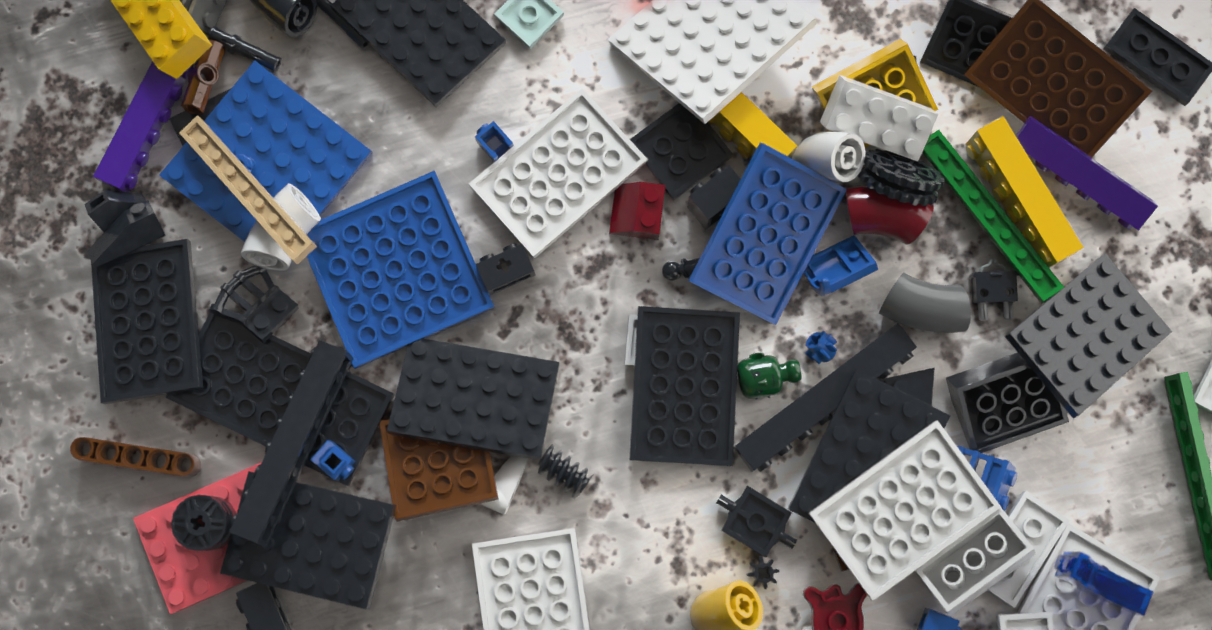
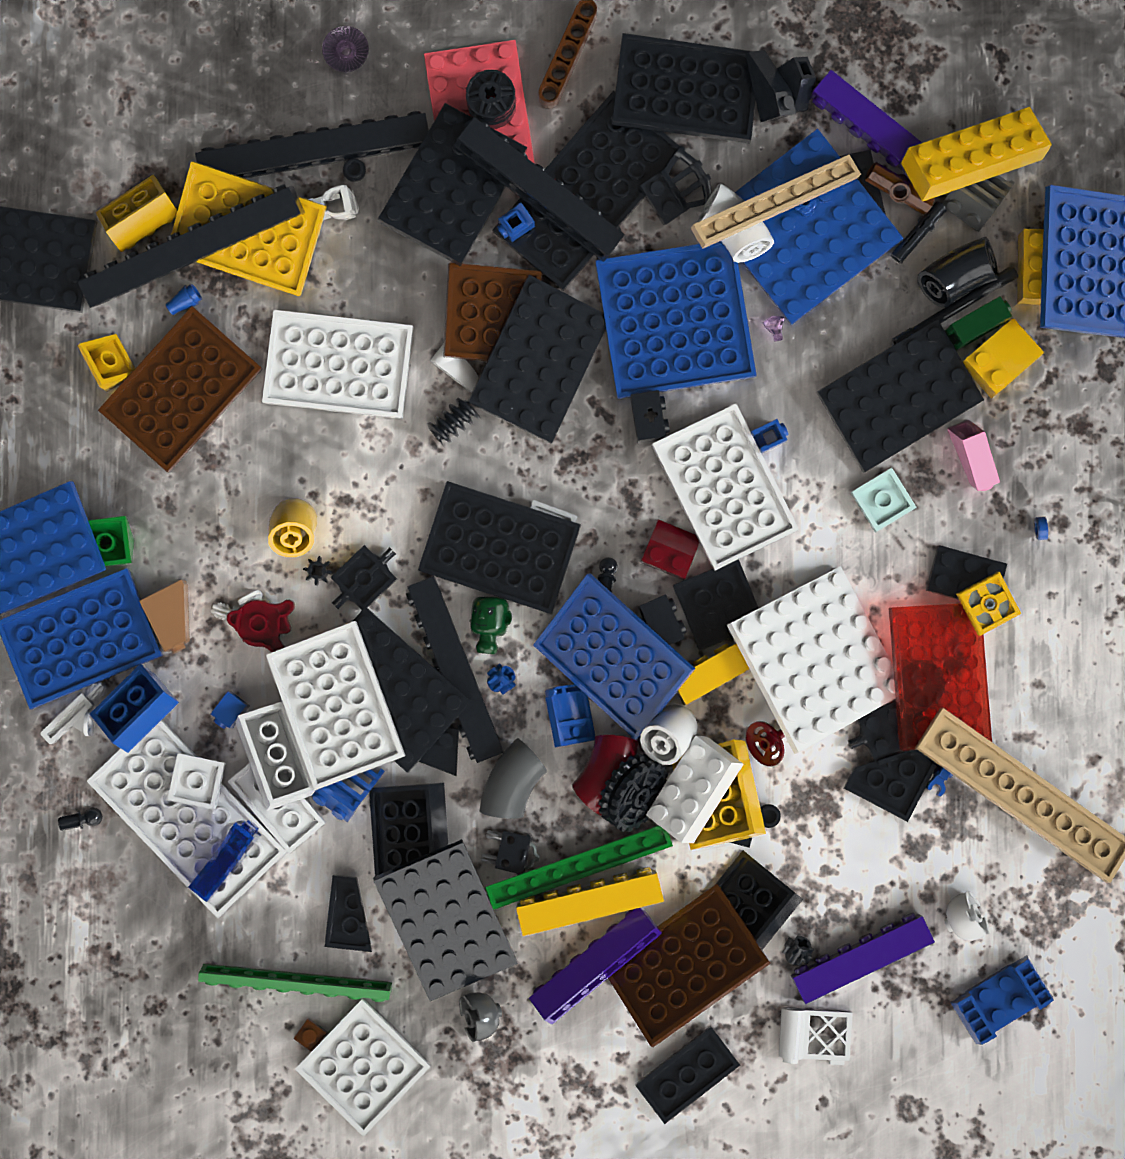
camera: 105 degrees right, 5 degrees up
(377, 167) = (774, 326): none -> clear purple rock
(808, 63) = (766, 743): none -> dark red dish
(877, 42) = (771, 815): none -> black plate
(1115, 441) = (346, 916): none -> black wing
(1171, 274) = (480, 1014): none -> dark grey cylinder

